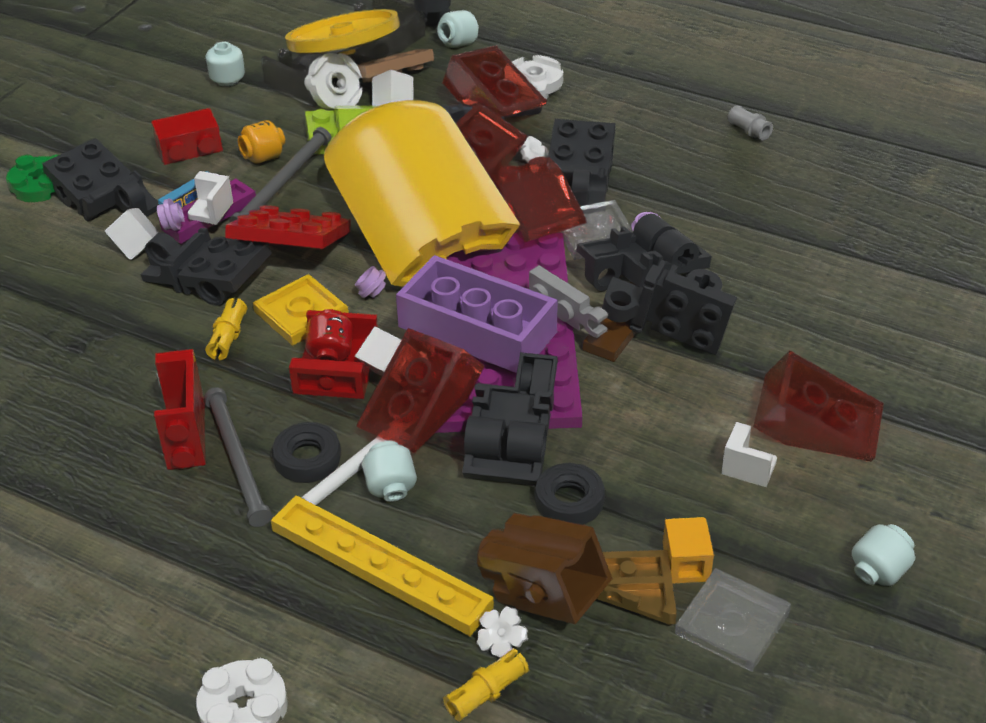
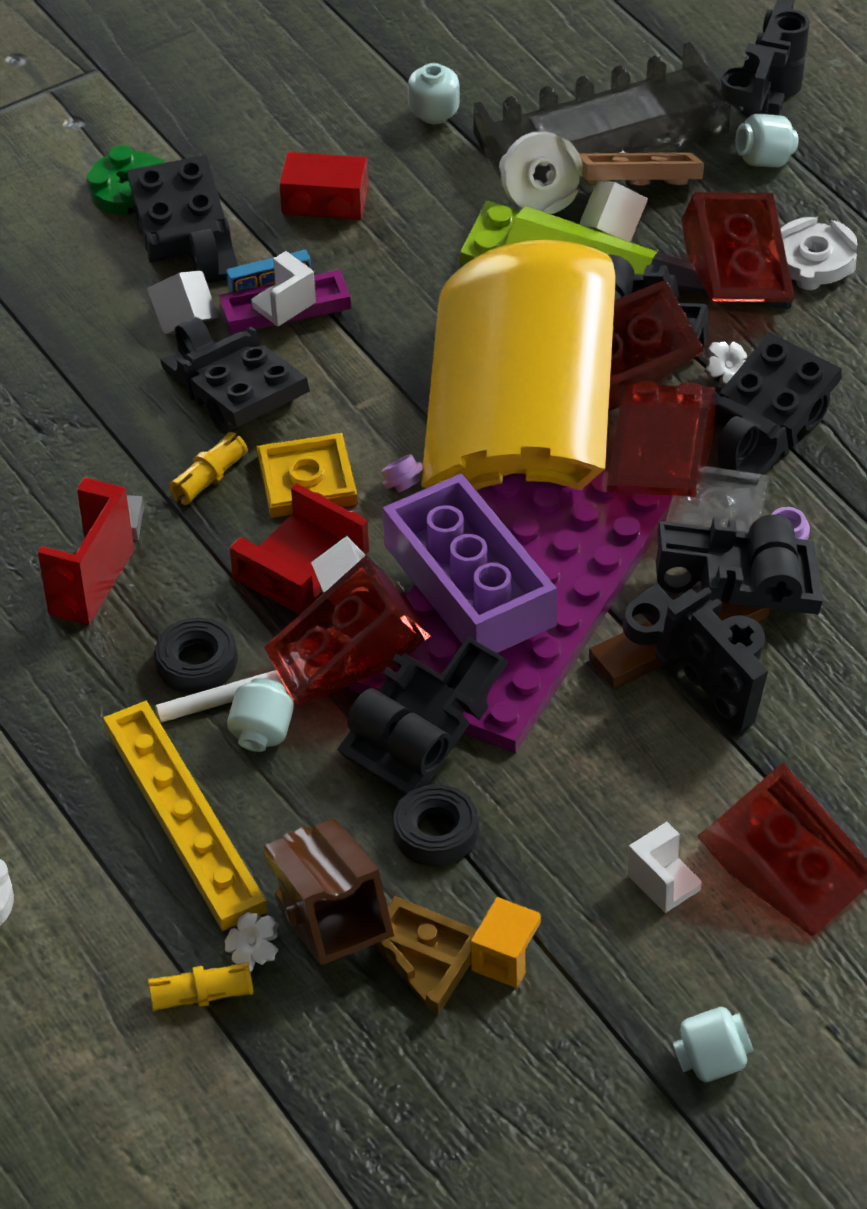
camera: 30 degrees right, 5 degrees up
(170, 215) = (226, 296): lavender plate -> none
(258, 513) = (103, 703): dark grey bar -> none
(261, 141) = (402, 227): light orange head -> none
(291, 228) = (349, 365): red plate -> none
(320, 137) = (315, 328): dark grey bar -> none
(329, 335) = (299, 527): red head -> none
(342, 32) = (585, 103): yellow dish -> none
(572, 304) = (587, 593): light grey plate -> none
(733, 619) = (502, 1037): clear tile -> none

